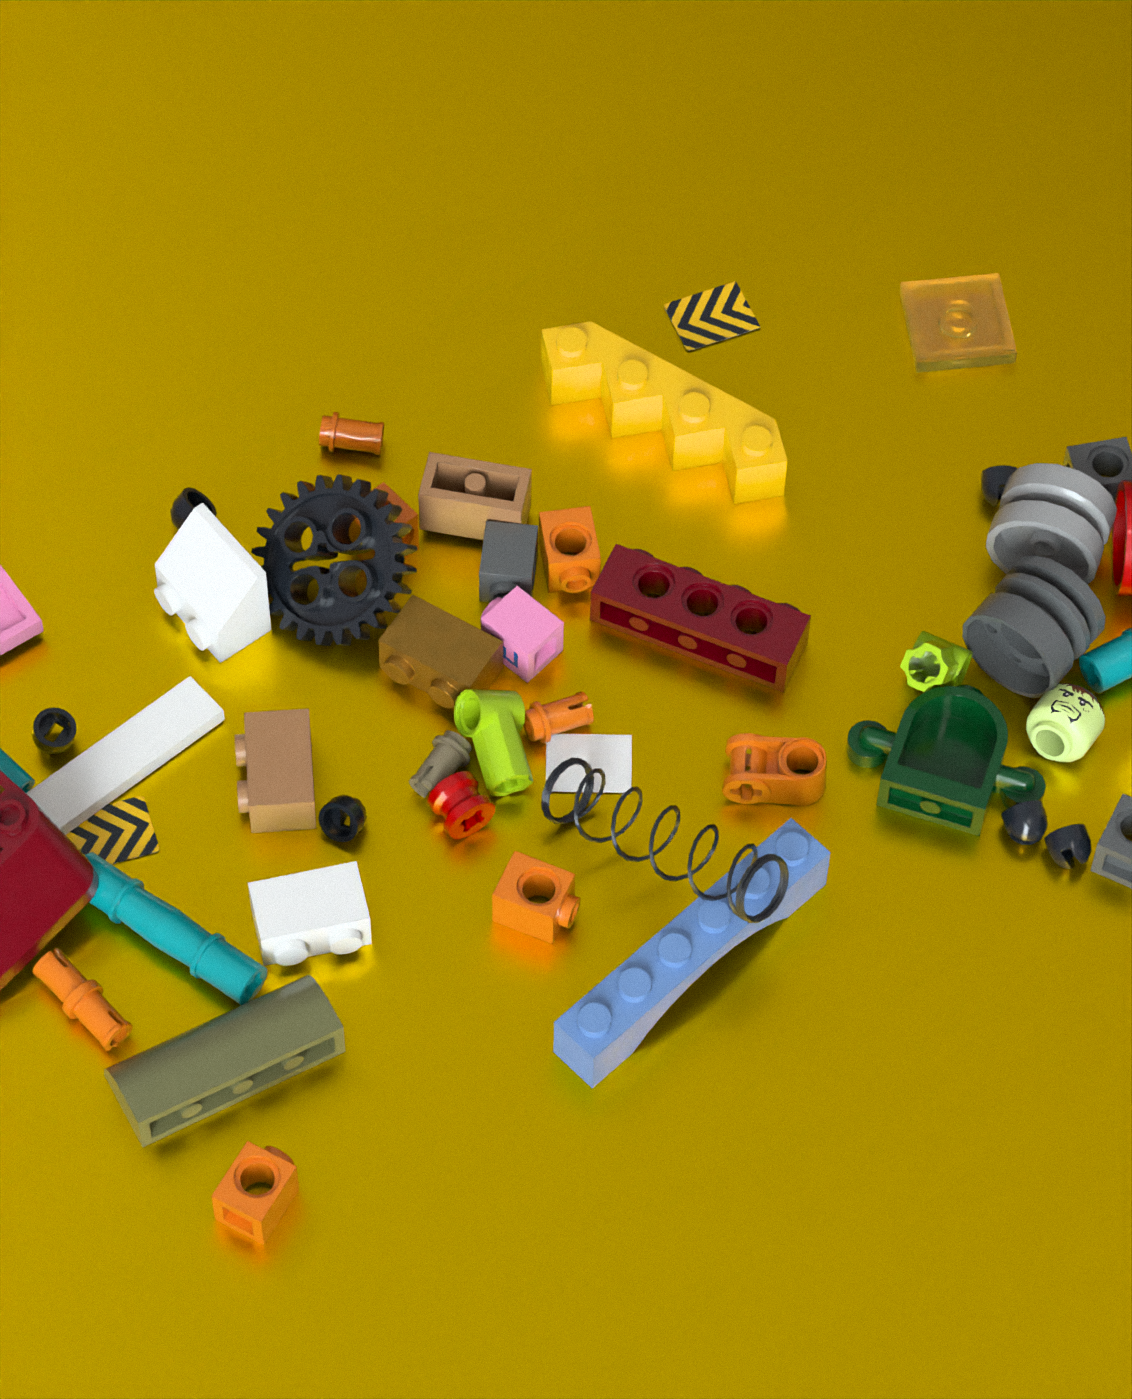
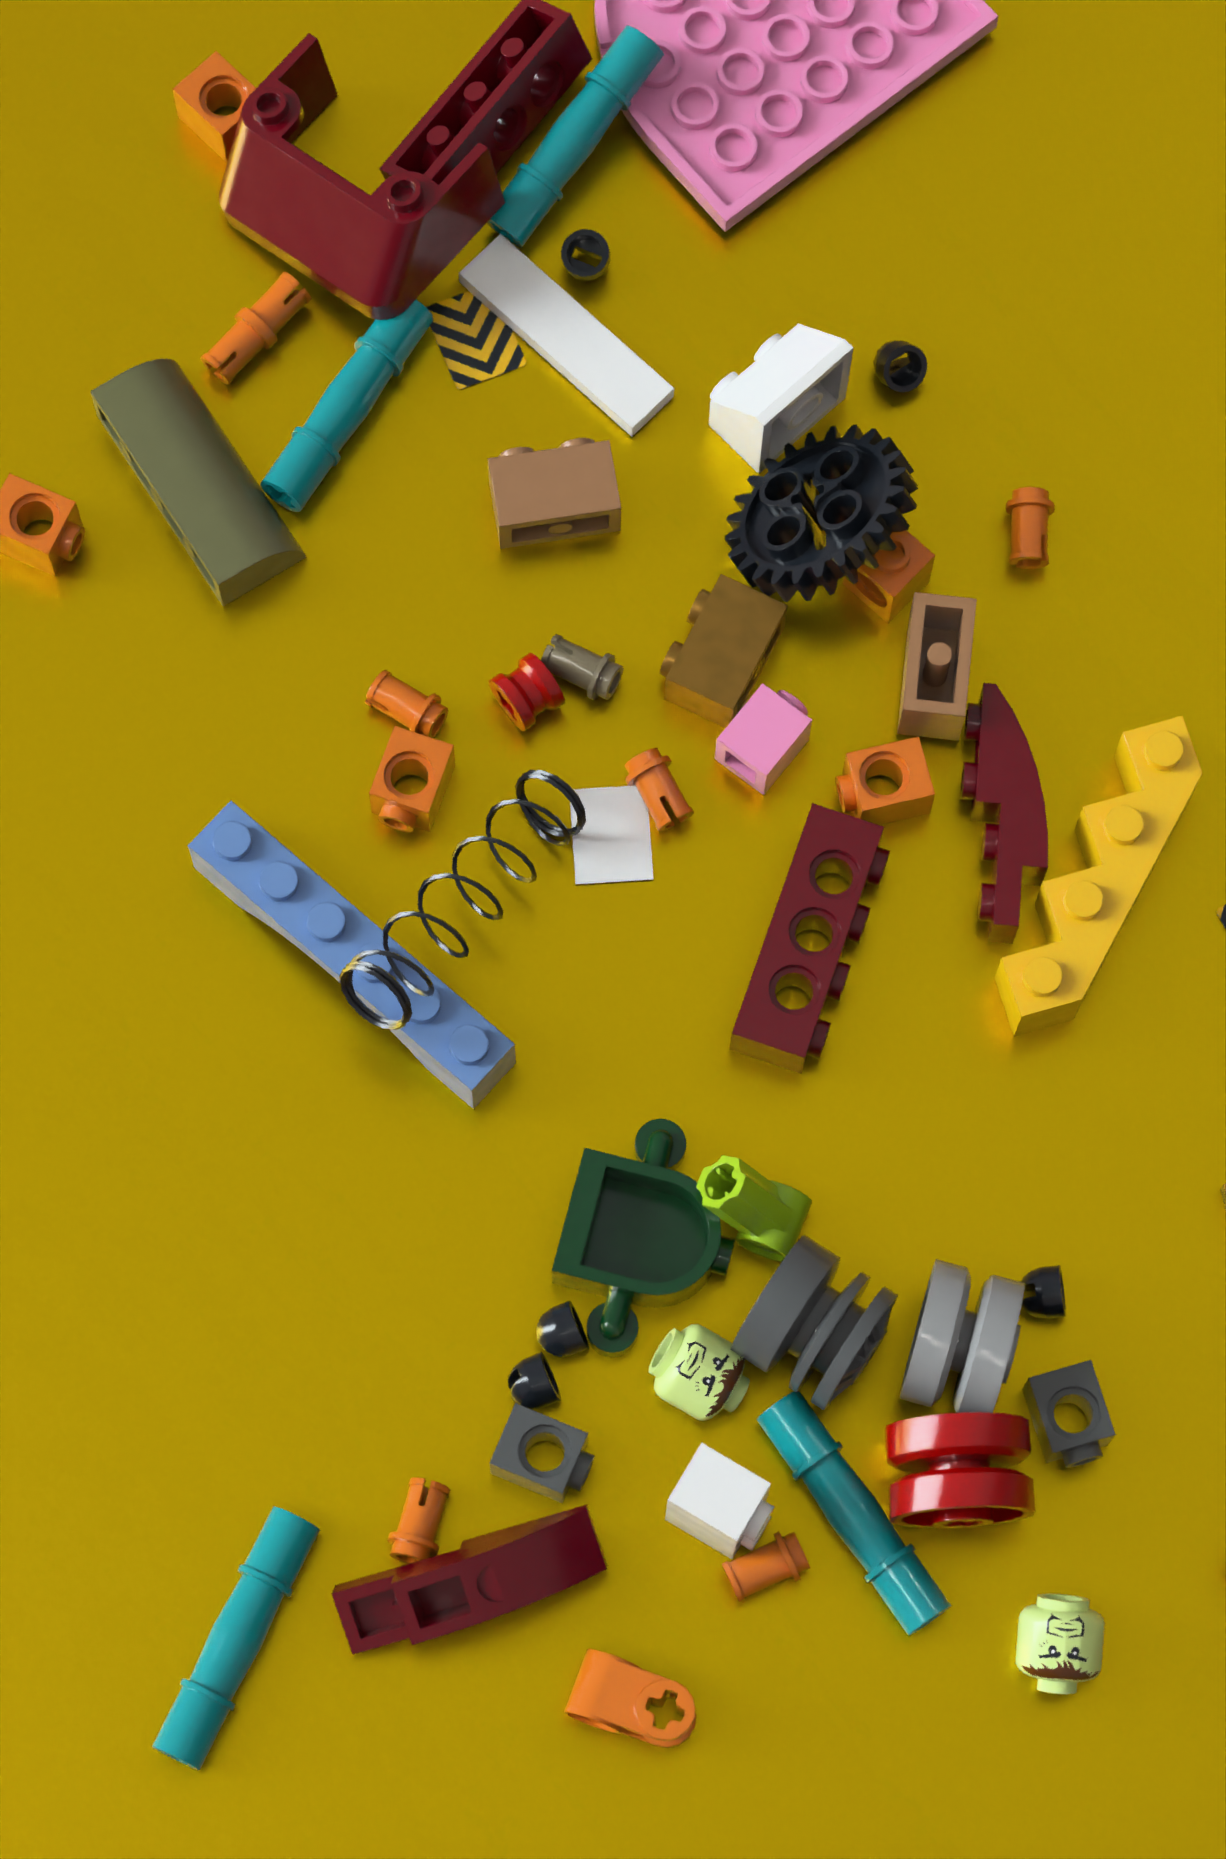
camera: 85 degrees right, 15 degrees up
(310, 914) = (373, 545): white brick -> none
(334, 814) = (506, 570): black hinge -> none
(462, 901) = (407, 705): none -> orange pin
(495, 726) = (632, 715): lime piece -> none
(507, 559) = (856, 713): dark grey brick -> none
(627, 464) = (1007, 793): none -> dark red slope
(771, 770) = (604, 1027): orange piece -> none

